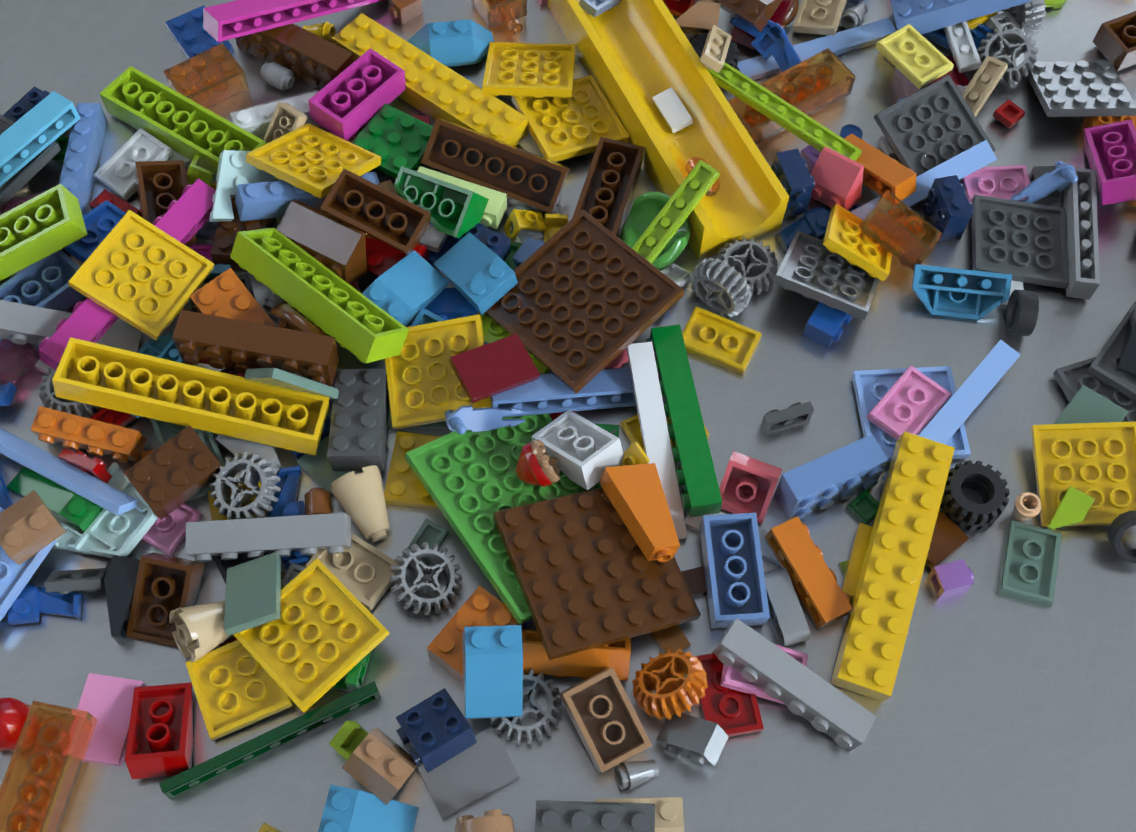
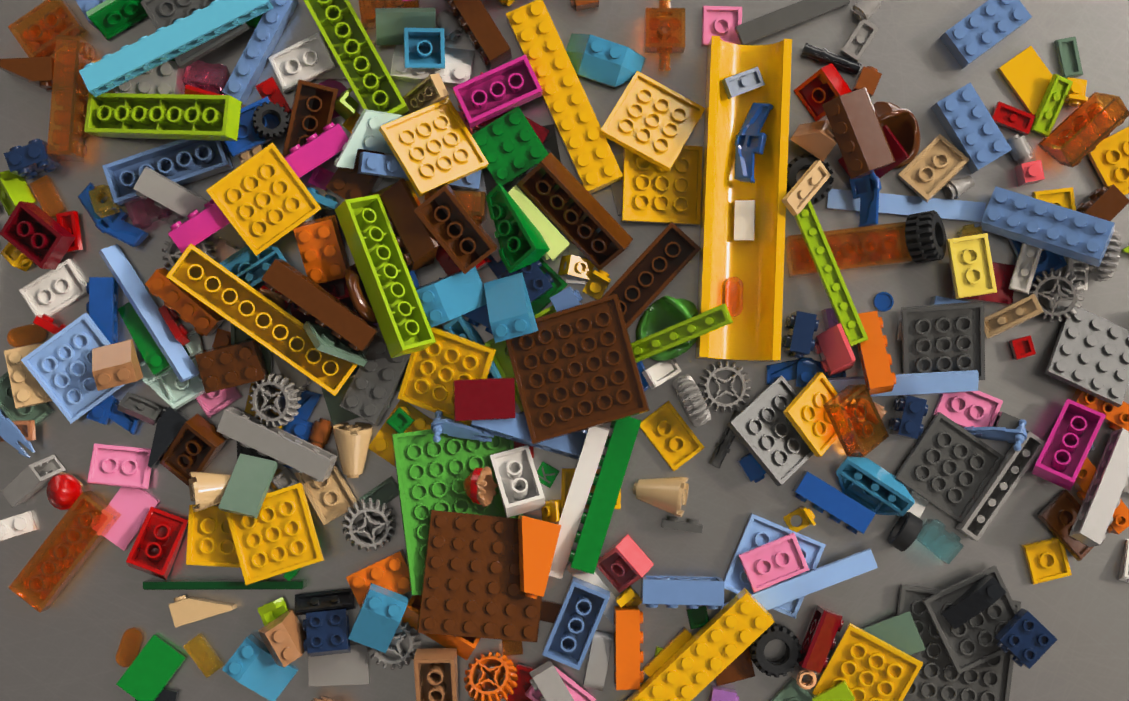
camera: 30 degrees right, 25 degrees up
(74, 661) = (119, 466): none -> bright pink tile
(115, 205) = (273, 109): none -> black tyre
(232, 85) = (392, 21): none -> sand green tile
(246, 790) = (193, 609): none -> tan slope
(259, 87) = (424, 48): none -> dark azure slope
(388, 711) = (324, 601): none -> black tile
(403, 445) = (400, 421): none -> green tile
(637, 43) = (750, 141): none -> blue plate
(747, 391) = (663, 493): none -> tan cone
(775, 515) = (628, 598): none -> yellow bracket
(780, 322) = (723, 446): none -> dark grey pin
(855, 52) = (925, 237): none -> black tyre
(910, 348) = (806, 515): none -> yellow bracket
(929, 323) = (833, 502): none -> blue brick
(1008, 454) = (820, 639): none -> dark red slope
(1062, 312) = (939, 541): none -> clear light blue brick

